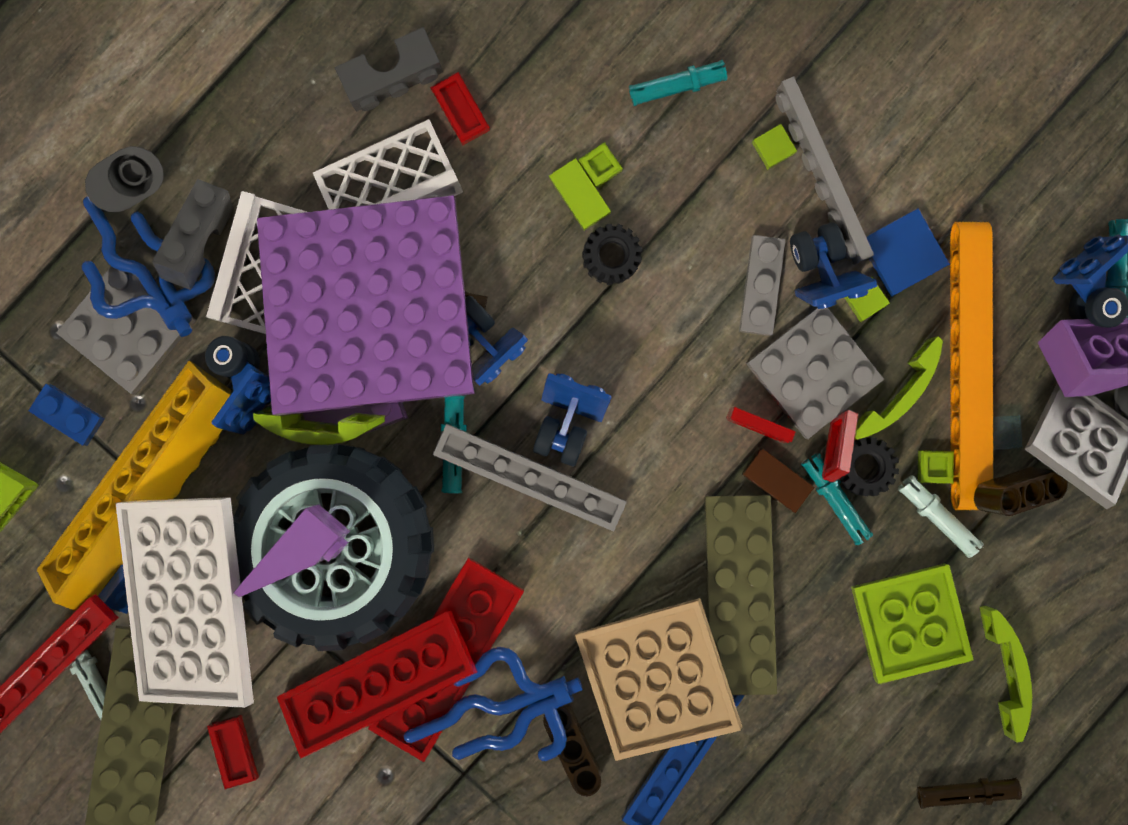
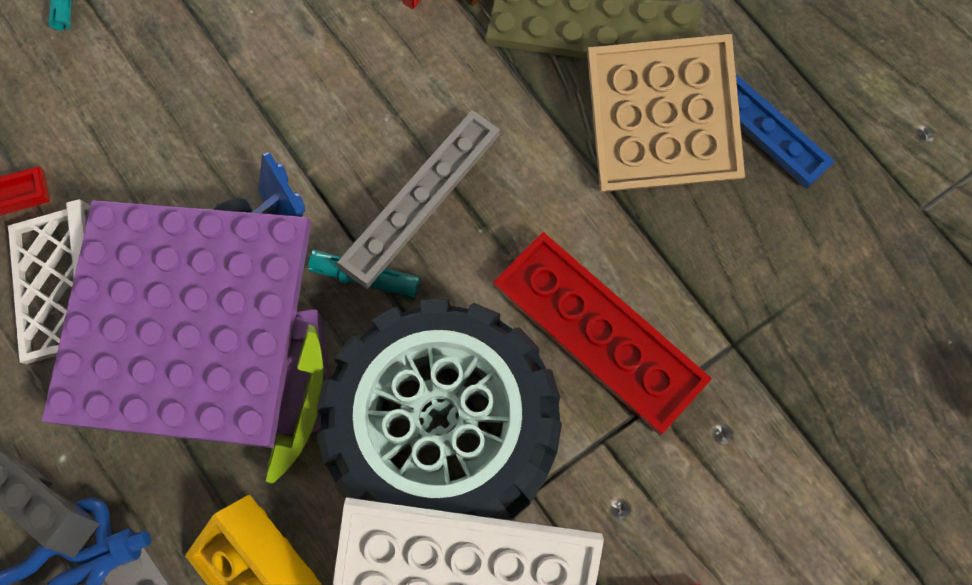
camera: 75 degrees left, 15 degrees down
(234, 261) = (94, 473): white fence -> none
(251, 386) = (233, 475): blue plate -> none
(304, 544) = (421, 408): medium lavender slope -> none
(376, 684) = (613, 411): red plate -> none
(540, 698) = (664, 228): blue plant -> none
(576, 398) = (349, 134): blue plate -> none
(579, 194) = (141, 94): lime tile -> none
(580, 761) = (734, 207): dark brown beam -> none
(600, 165) = (119, 70): lime tile -> none
(625, 240) = (217, 91): black tyre -> none

